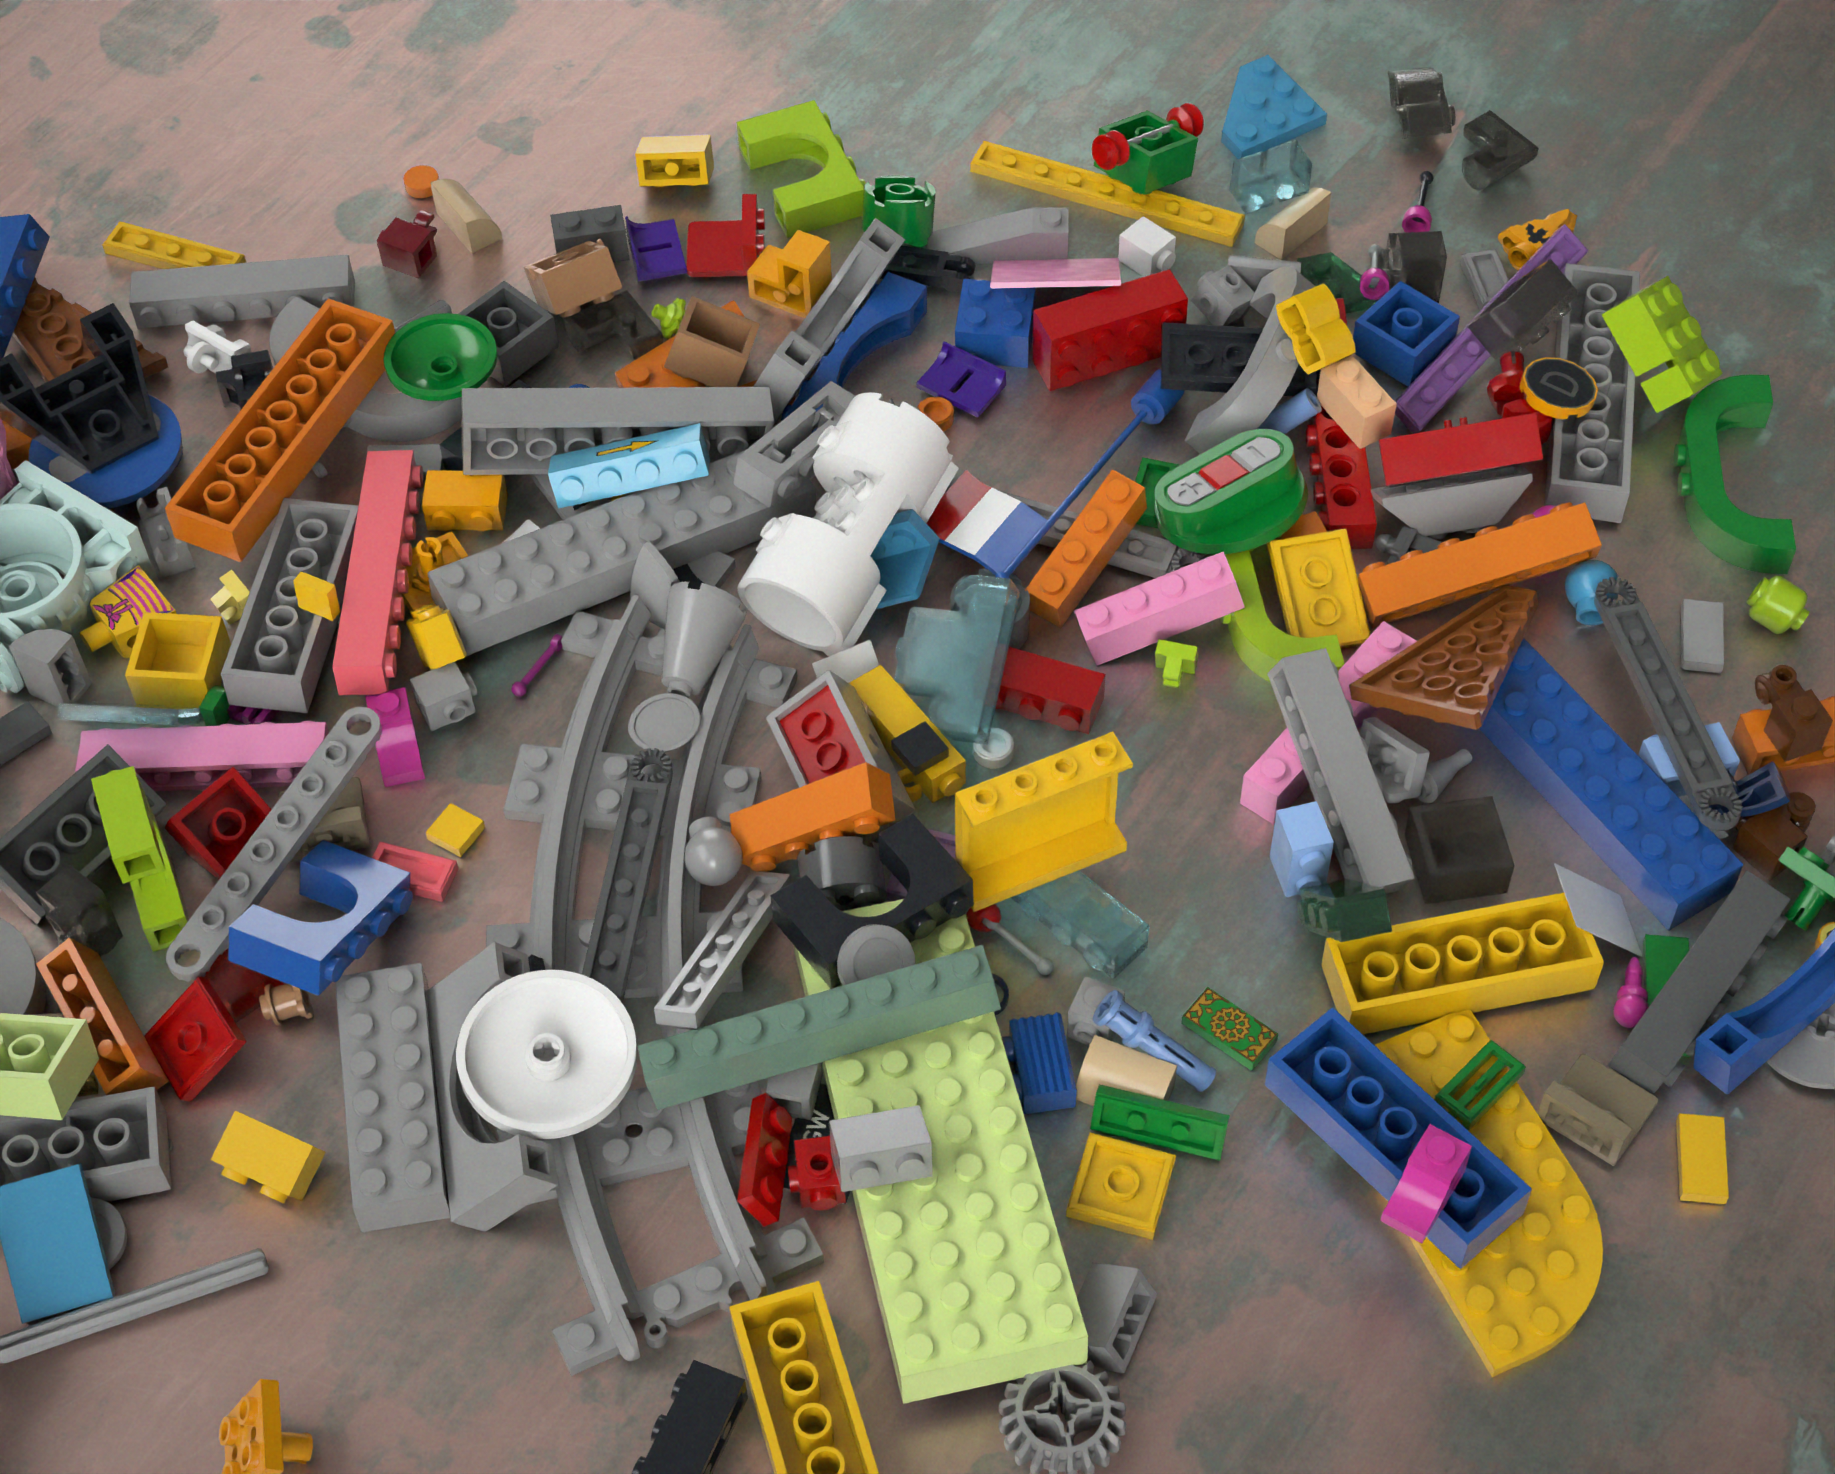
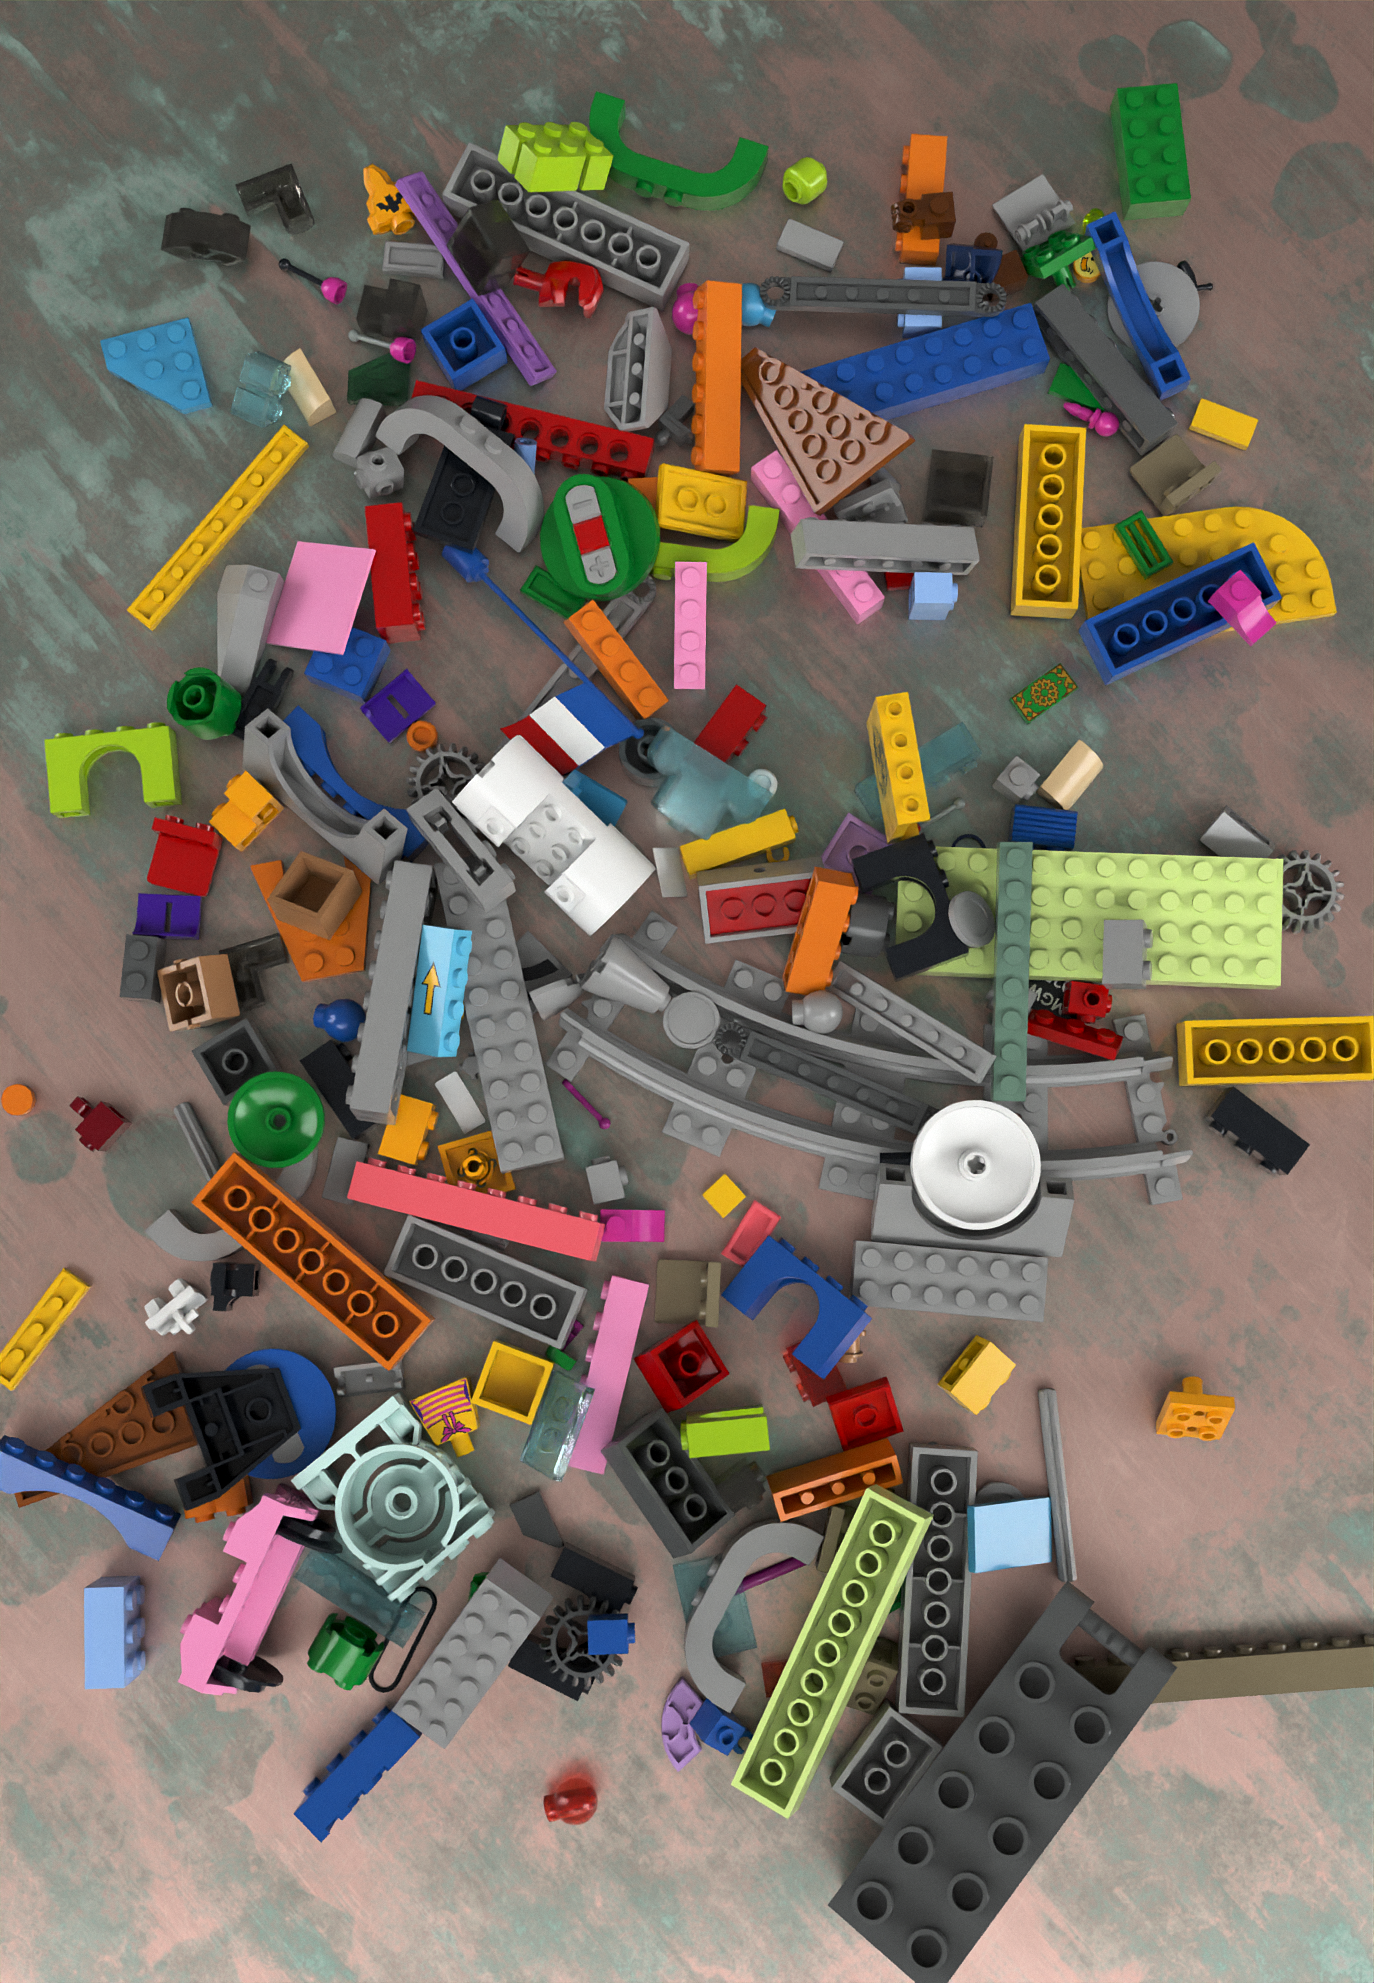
camera: 75 degrees left, 30 degrees up
(51, 666) = (496, 1482): light grey brick -> none
(231, 598) = (456, 1326): light yellow tile -> none
(237, 290) = (112, 1276): light grey brick -> none
(274, 842) = (727, 1329): light grey plate -> none
(316, 596) = (510, 1262): yellow tile -> none
(435, 636) = (558, 1177): yellow brick -> none
(464, 215) = (77, 1069): tan brick -> none
(670, 316) = (257, 920): lime plant -> none
(674, 160) = (75, 876): yellow brick -> none
(920, 748) = (770, 838): black tile -> none
(1121, 1186) = (1141, 804): yellow tile -> none
(1139, 1031) = (1052, 755): medium blue pin -> none
(1147, 248) = (301, 514): white brick -> none
(1148, 149) = (197, 476): green brick -> none
(1159, 1122) = (1109, 764): green tile -> none
(1175, 660) = (729, 629): lime tile -> none
(1315, 328) = (487, 415): yellow brick -> none
(1344, 910) = (1000, 584): clear green brick -> none
(1356, 401) = (542, 410): light nougat brick -> none
(1460, 449) = (613, 350): red brick -> none
(1558, 388) = (579, 253): tile -> none
(1598, 910) = (1036, 414): white sticker -> none

